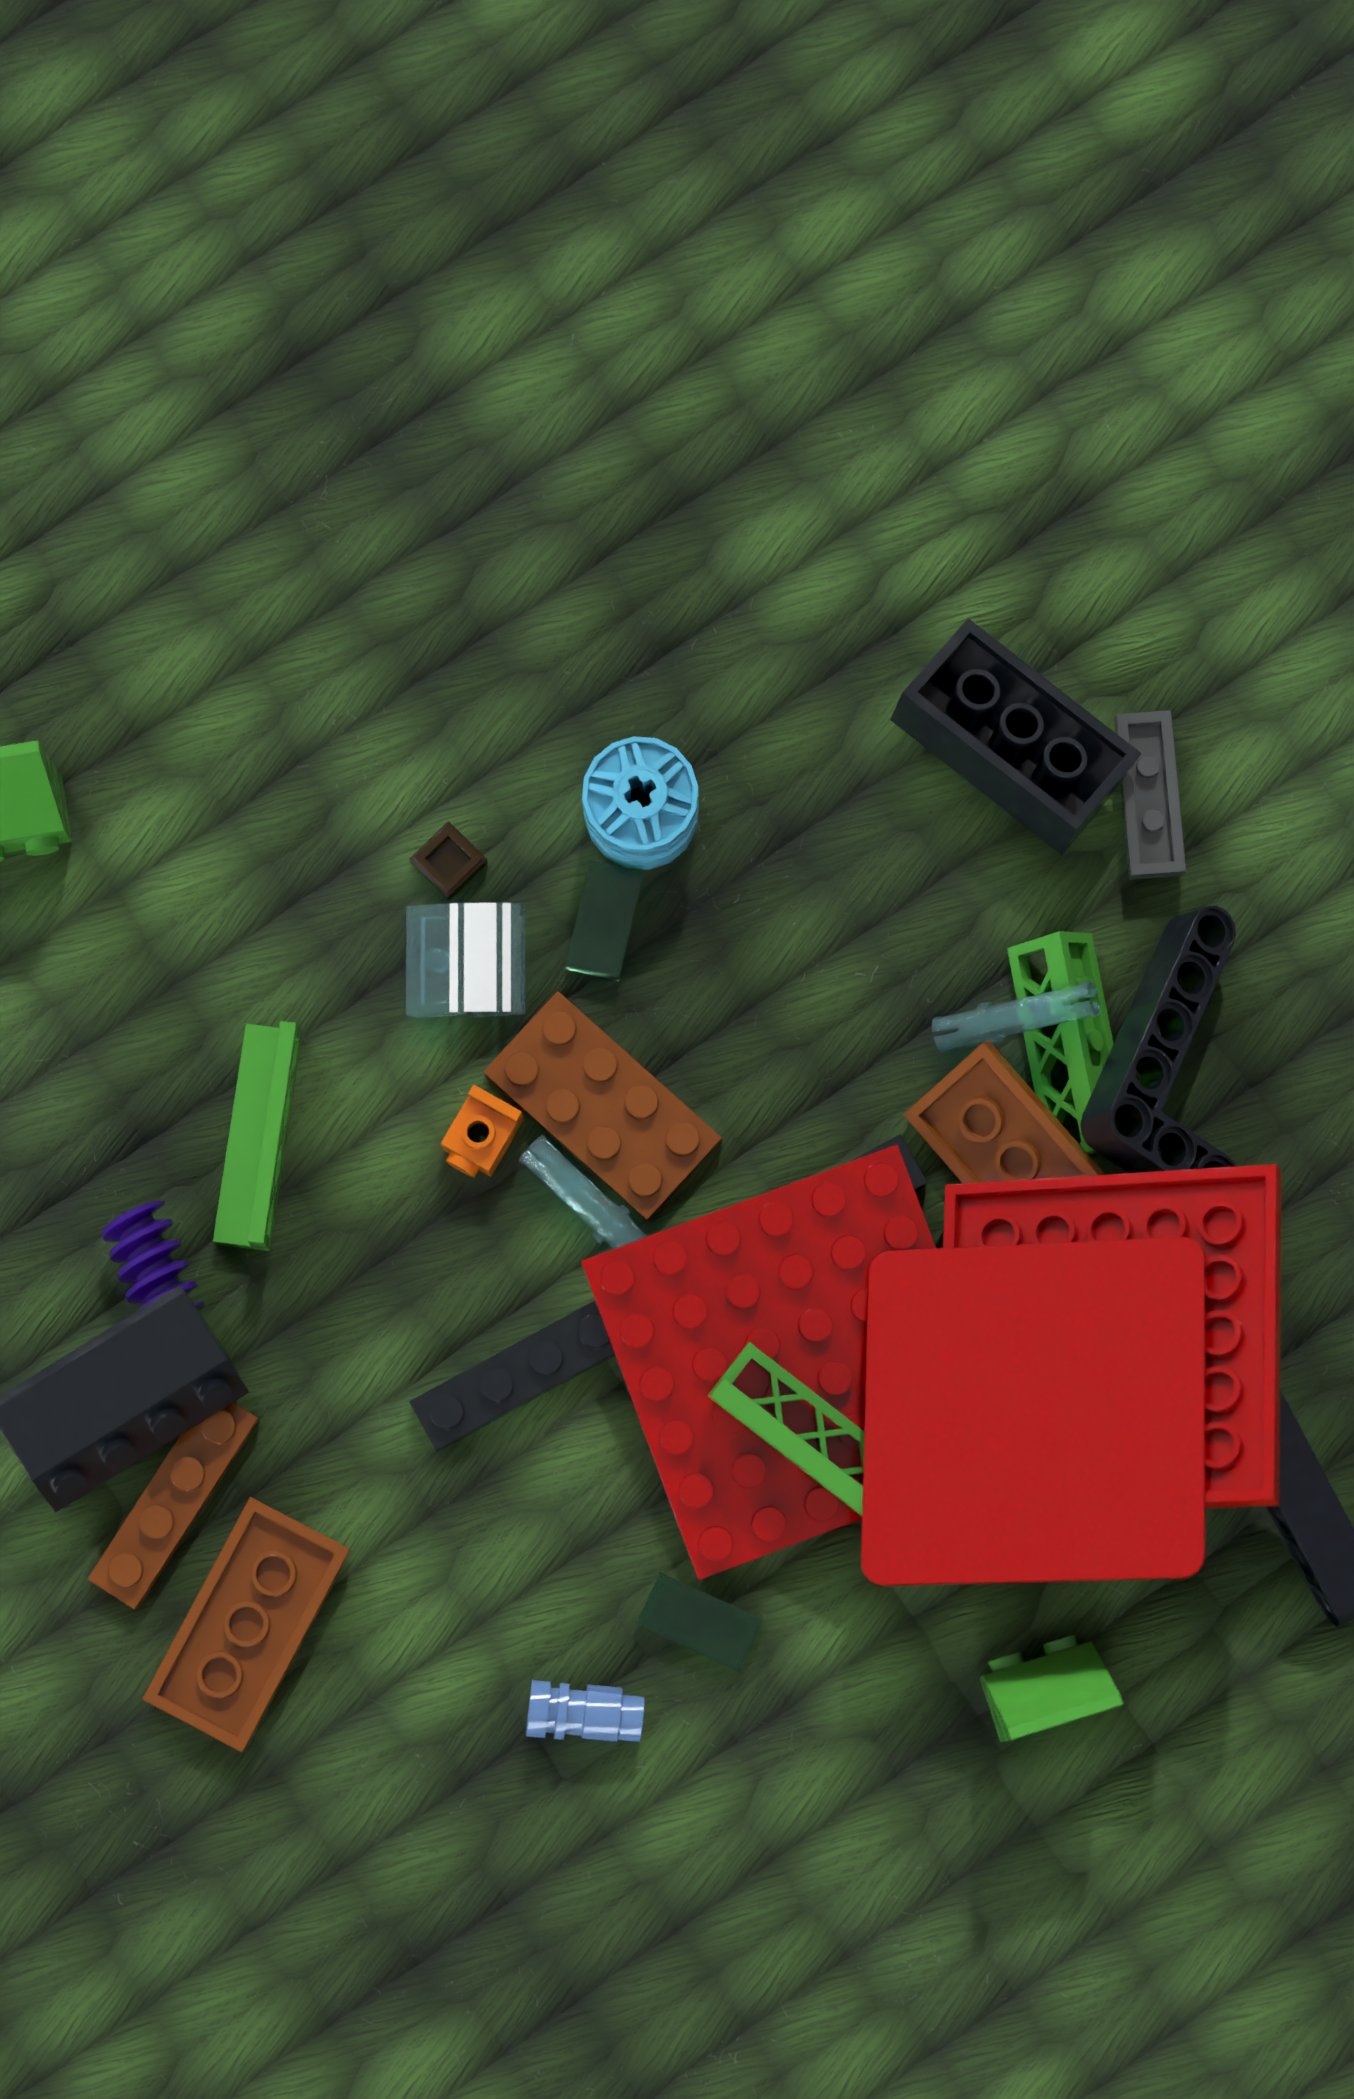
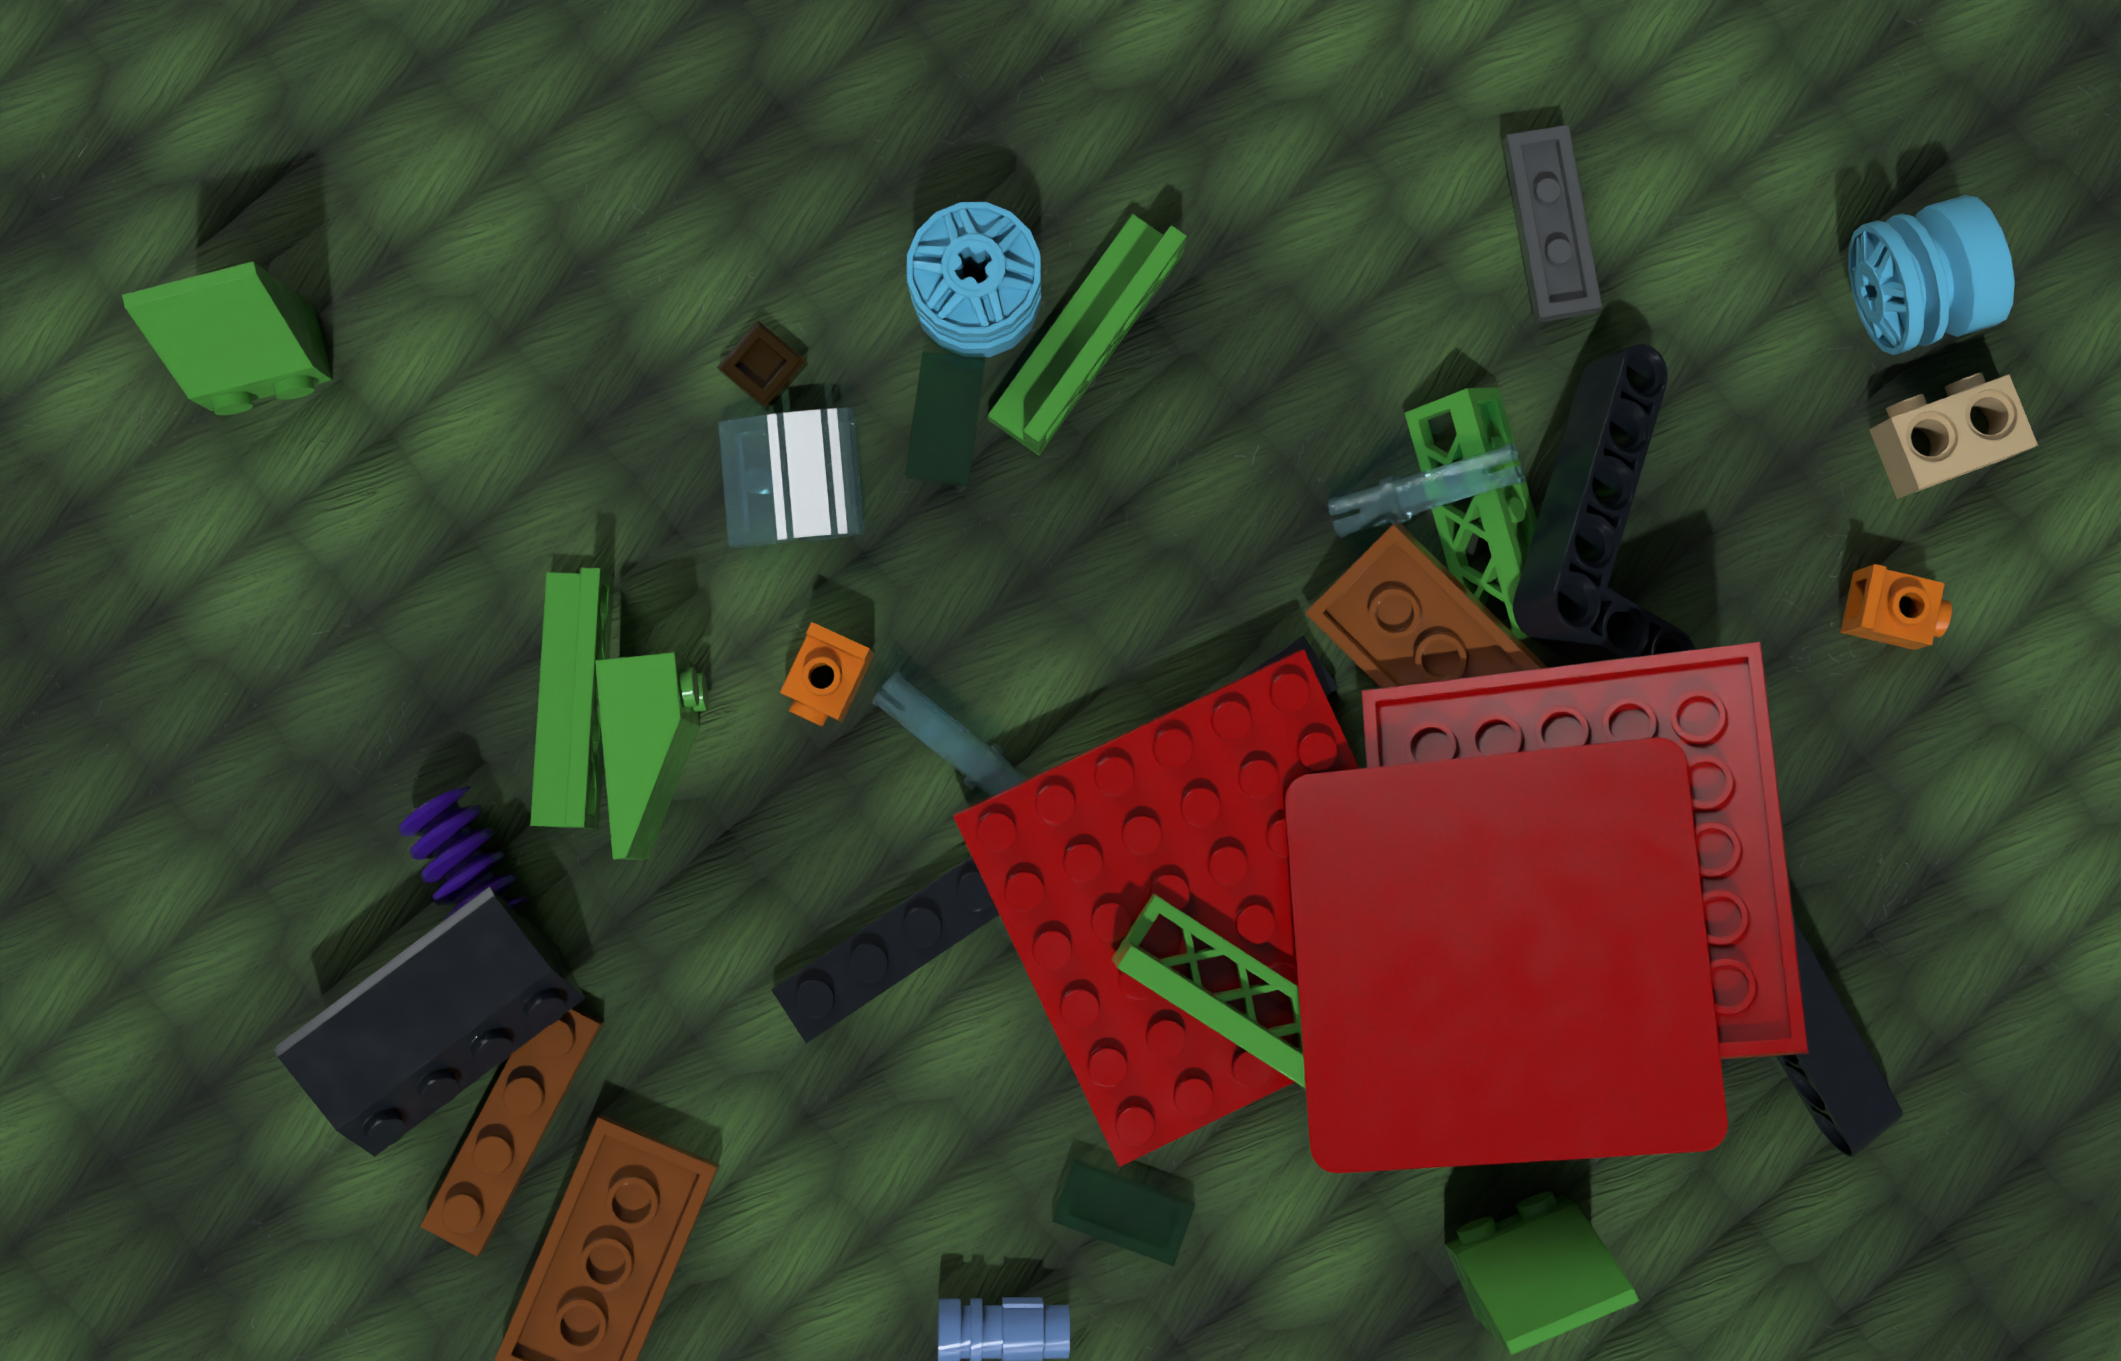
camera: 10 degrees left, 5 degrees up
(325, 1168) = (647, 734): none -> bright green slope
(602, 1106) = (961, 631): dark orange plate -> none
(734, 856) = (1087, 333): none -> bright green fence
(1014, 736) = (1394, 168): black slope -> none

